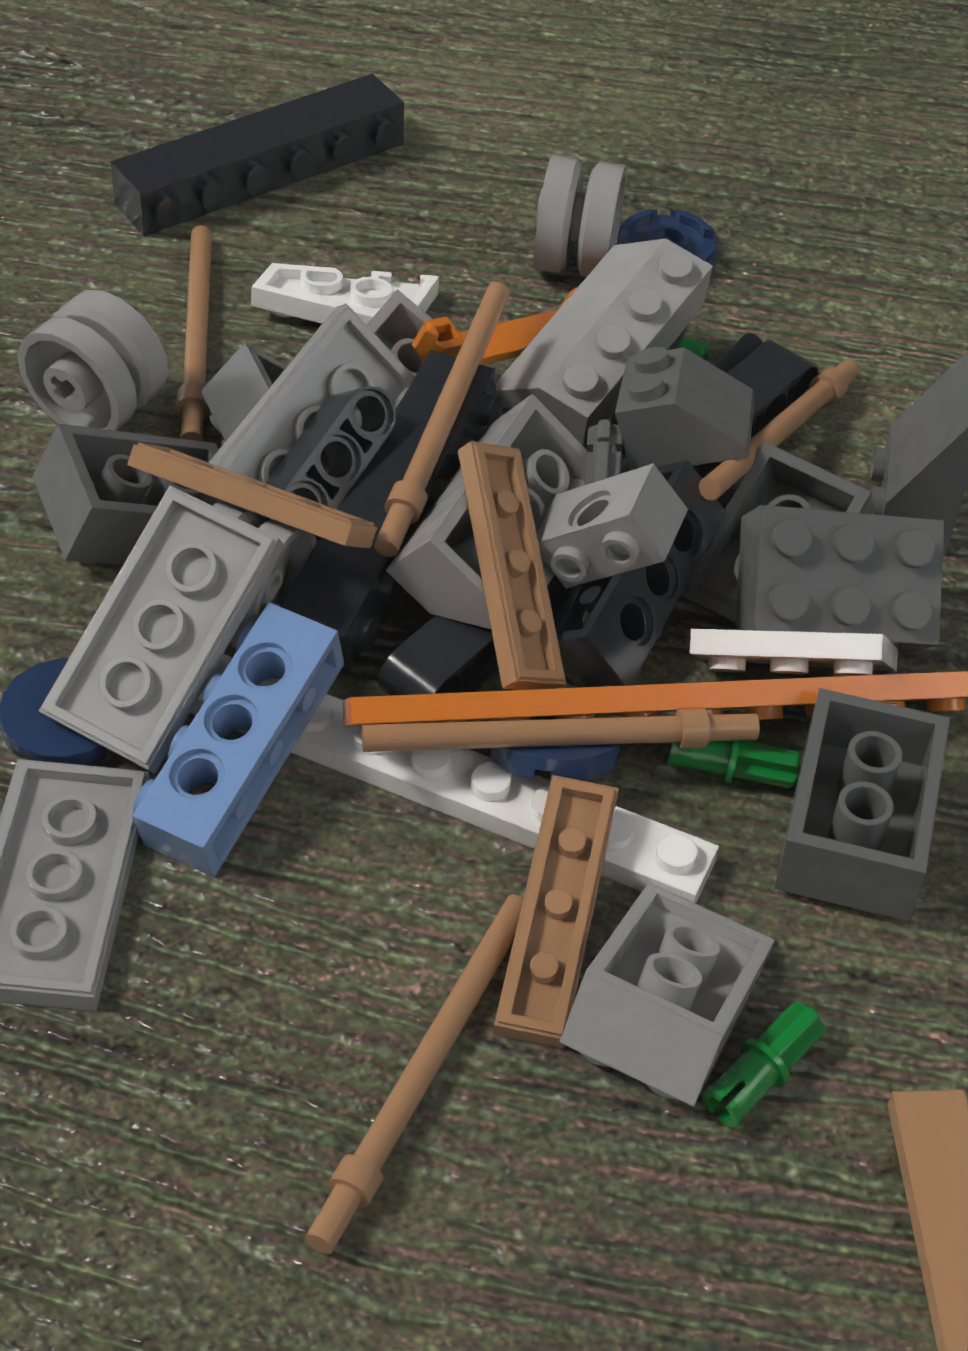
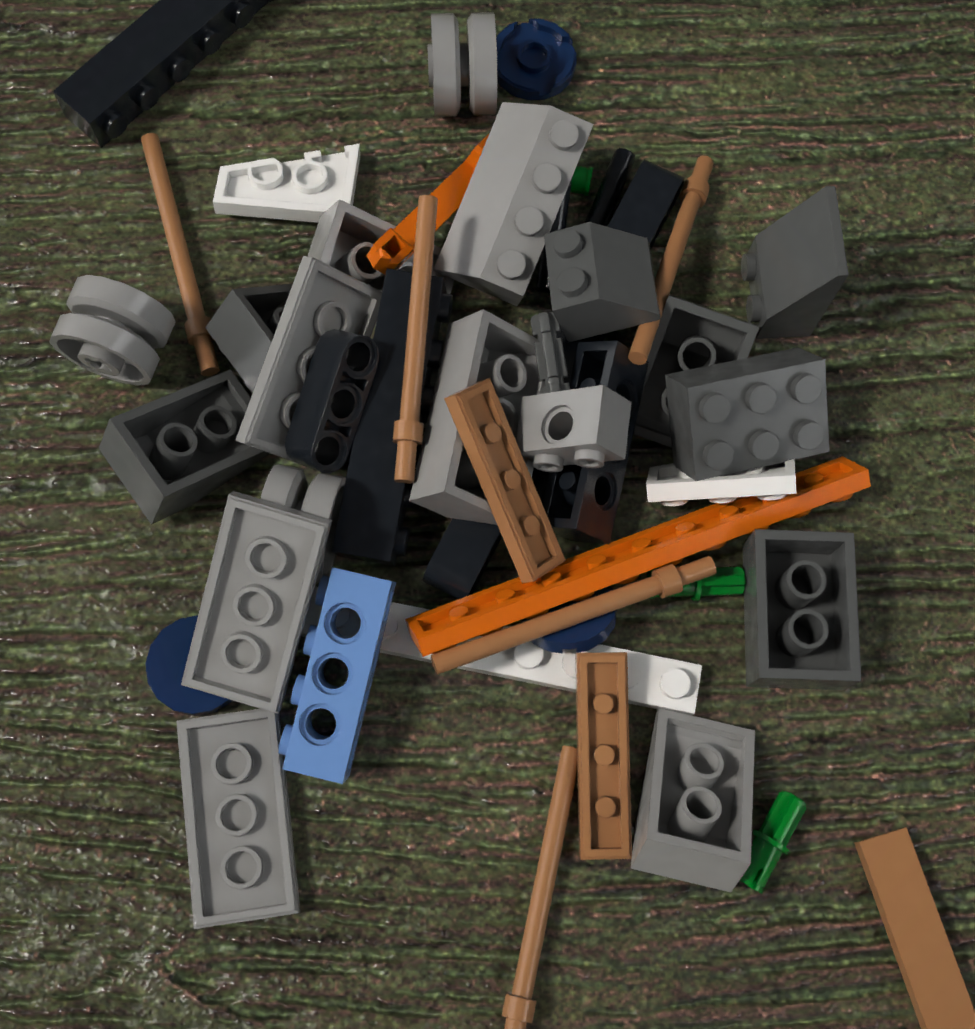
camera: 15 degrees left, 25 degrees up
(253, 495) = (290, 468): medium nougat tile -> none

